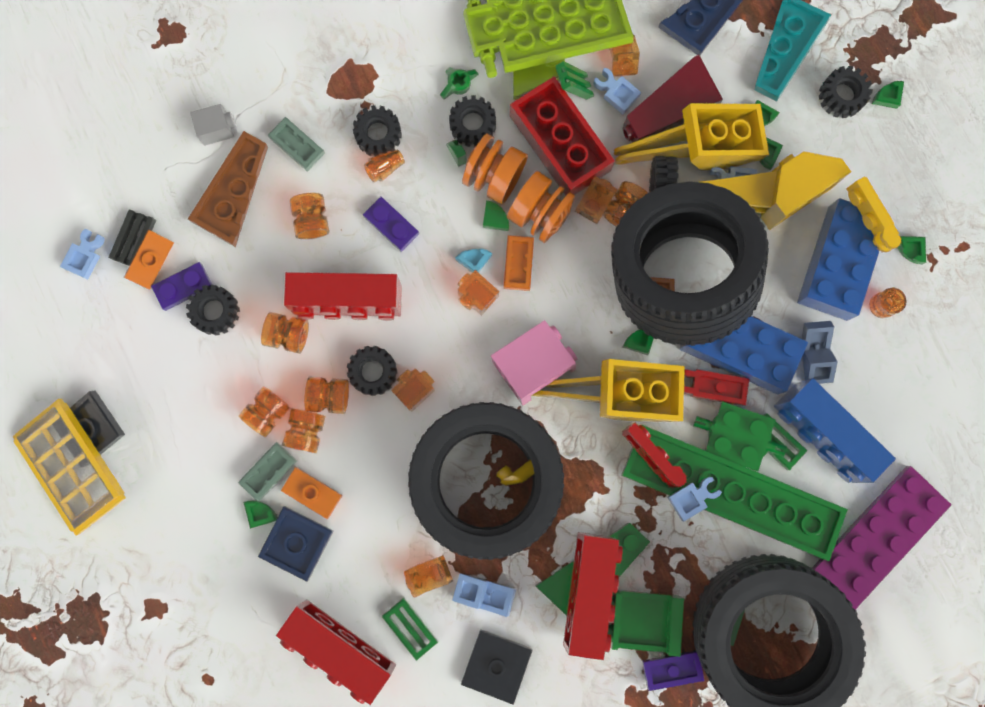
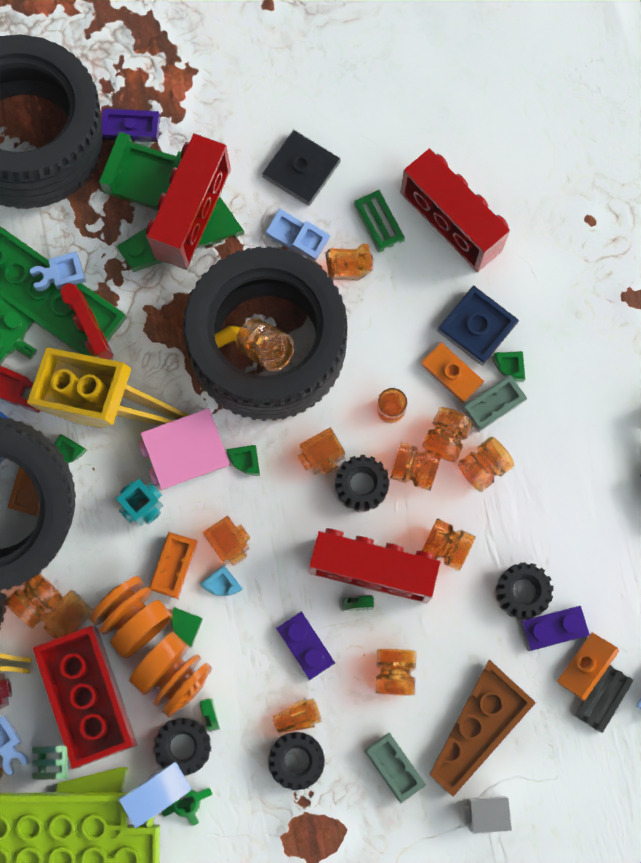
camera: 165 degrees left, 5 degrees down
(353, 266) = (363, 602): none -> green tile
(356, 444) = (394, 400): none -> clear orange wheel
(479, 455) = (265, 344): none -> clear orange wheel
(480, 74) = (155, 794): none -> light blue slope
(480, 369) = (245, 459): none -> green tile
(560, 297) = (132, 495): none -> teal brick

